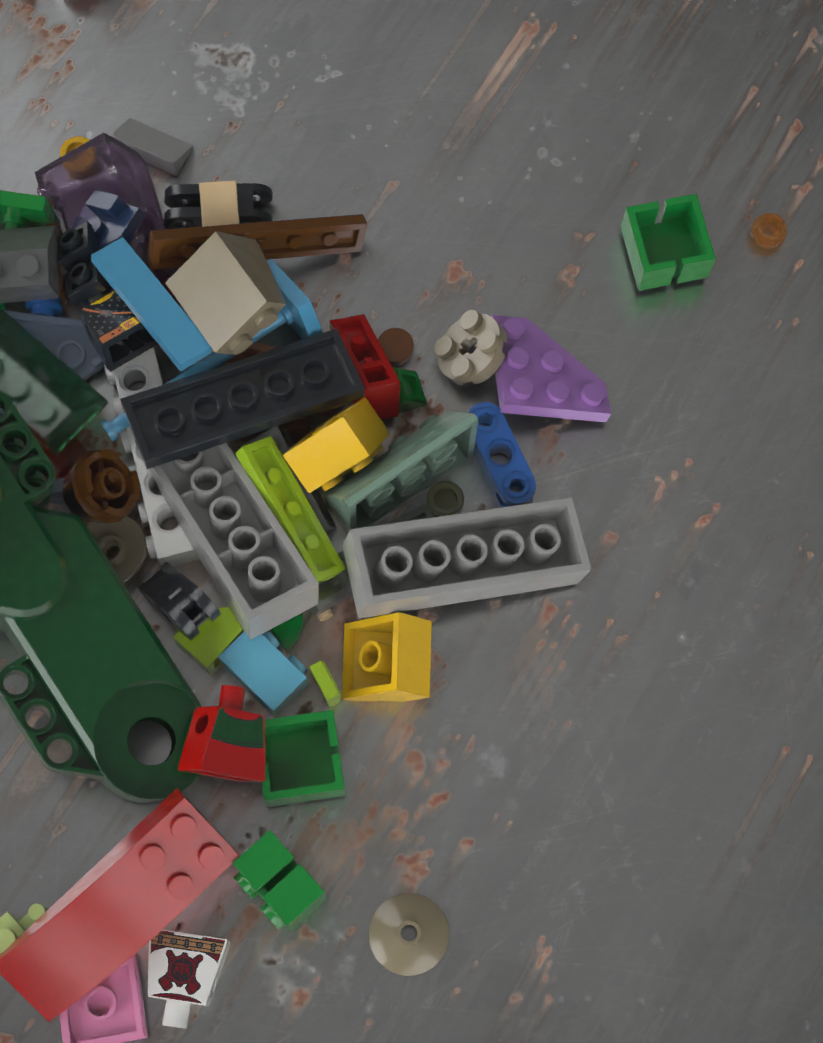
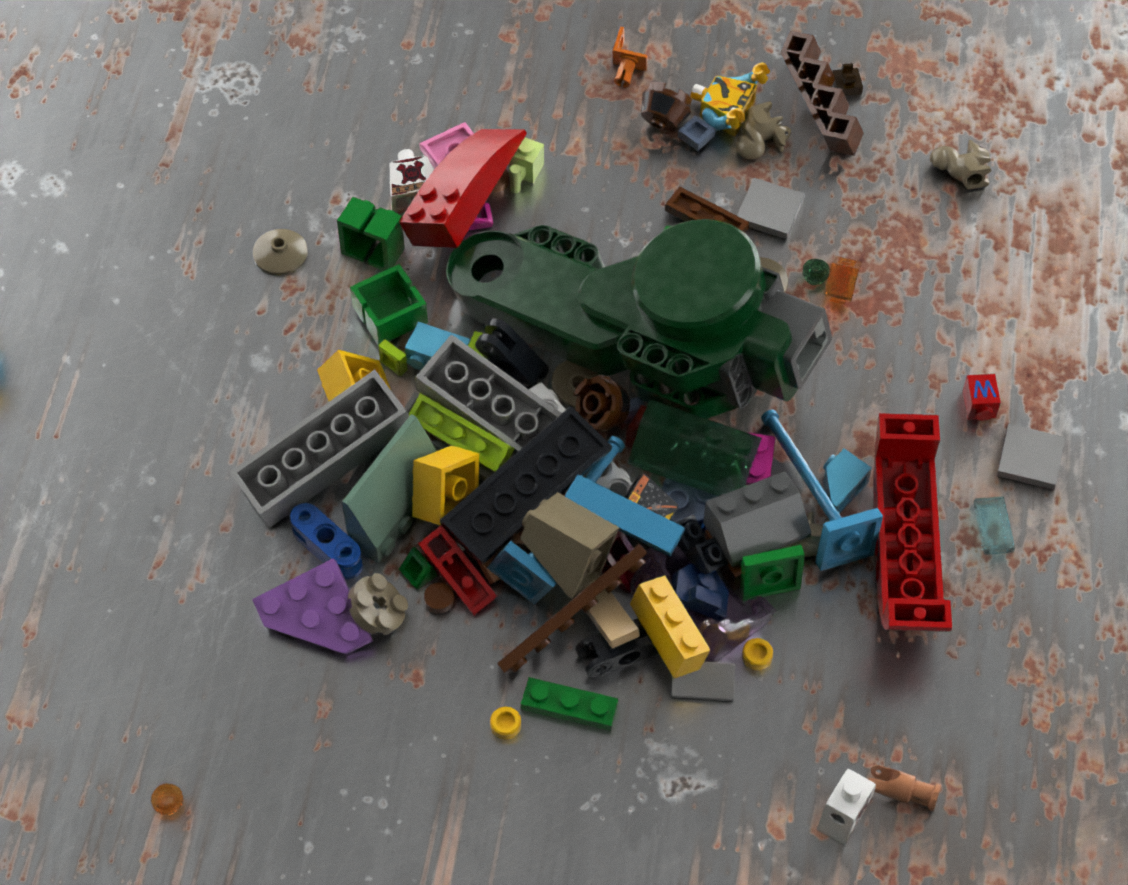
camera: 160 degrees right, 15 degrees down
(162, 174) = (669, 627): none -> yellow brick
(226, 740) = (437, 277): red torso -> none
(304, 176) = (569, 703): none -> green plate
(381, 182) = (505, 723): none -> yellow tile
(669, 249) = (251, 747): green piece -> none

